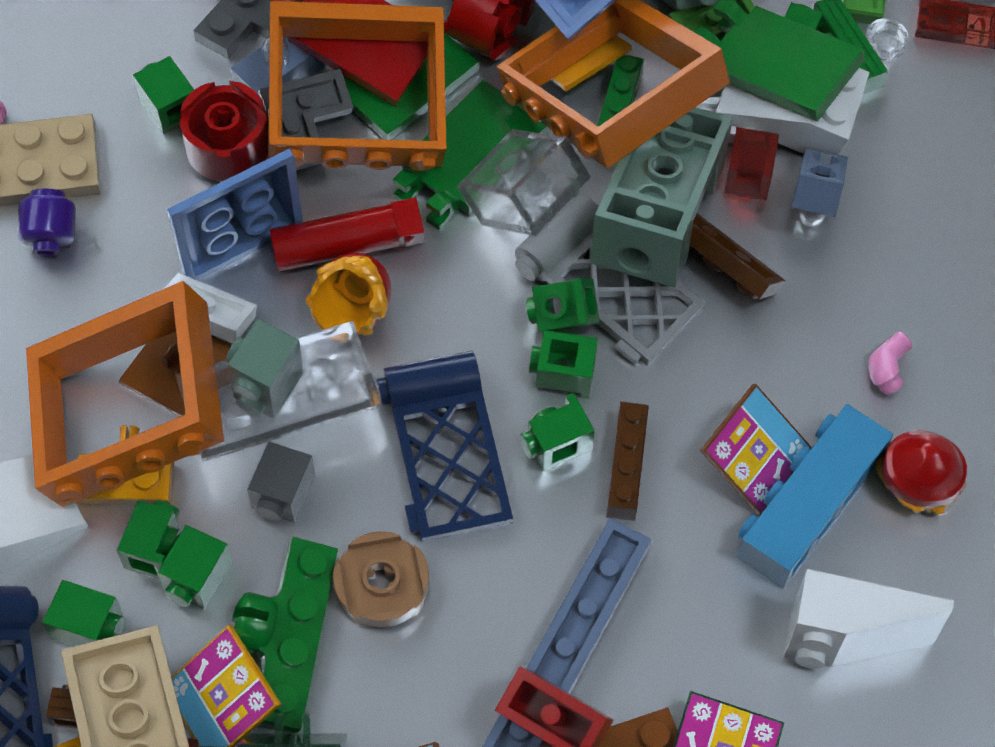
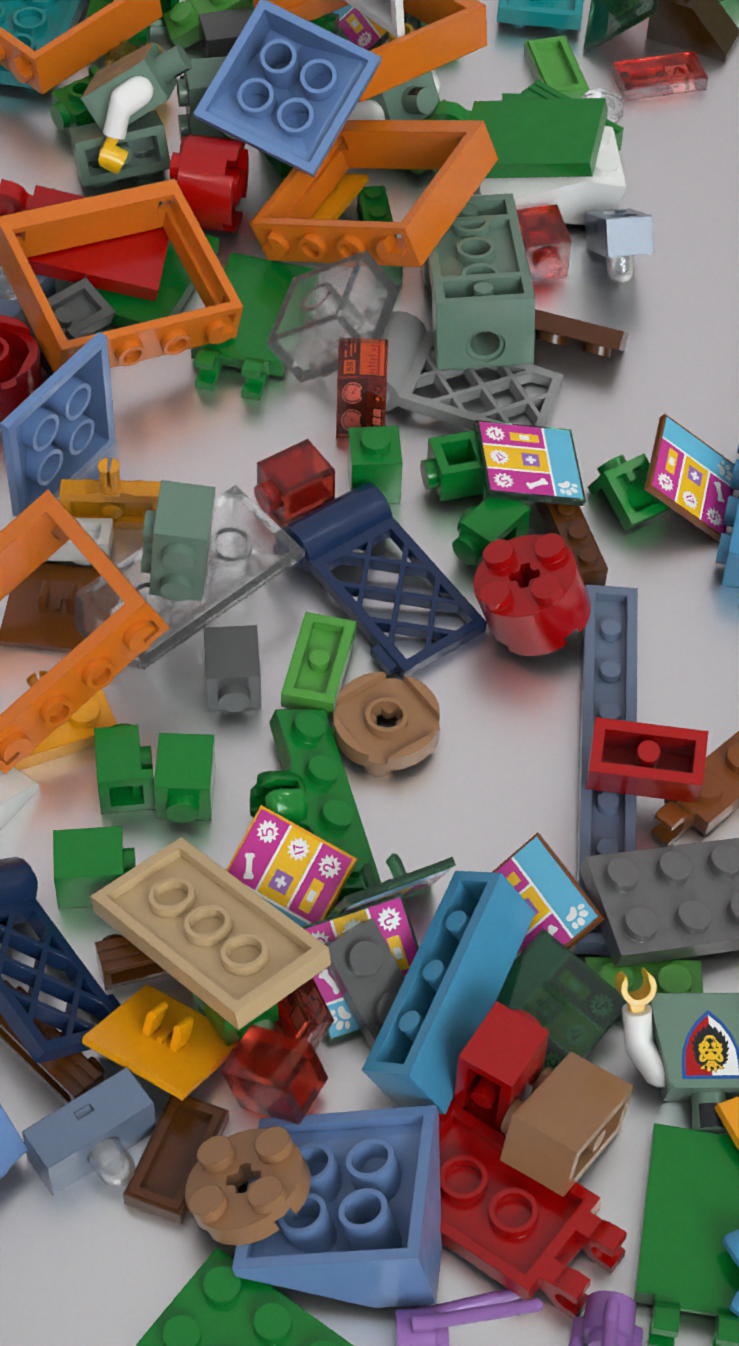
camera: 25 degrees left, 10 degrees down
(273, 295) = (110, 497): none -> light orange plate
(350, 290) = (214, 459): light orange hair -> none
(352, 232) = (176, 423): red piece -> none
(354, 503) = (318, 663): none -> bright green plate
(418, 327) = (294, 482): none -> clear red brick
(493, 333) = (376, 459): none -> green brick
(514, 259) = (361, 384): none -> clear red tile
(553, 512) = (531, 593): none -> red brick
(577, 300) = (451, 415): green brick -> none
(617, 386) = (529, 463): none -> piece
(691, 434) = (624, 488): none -> green bracket

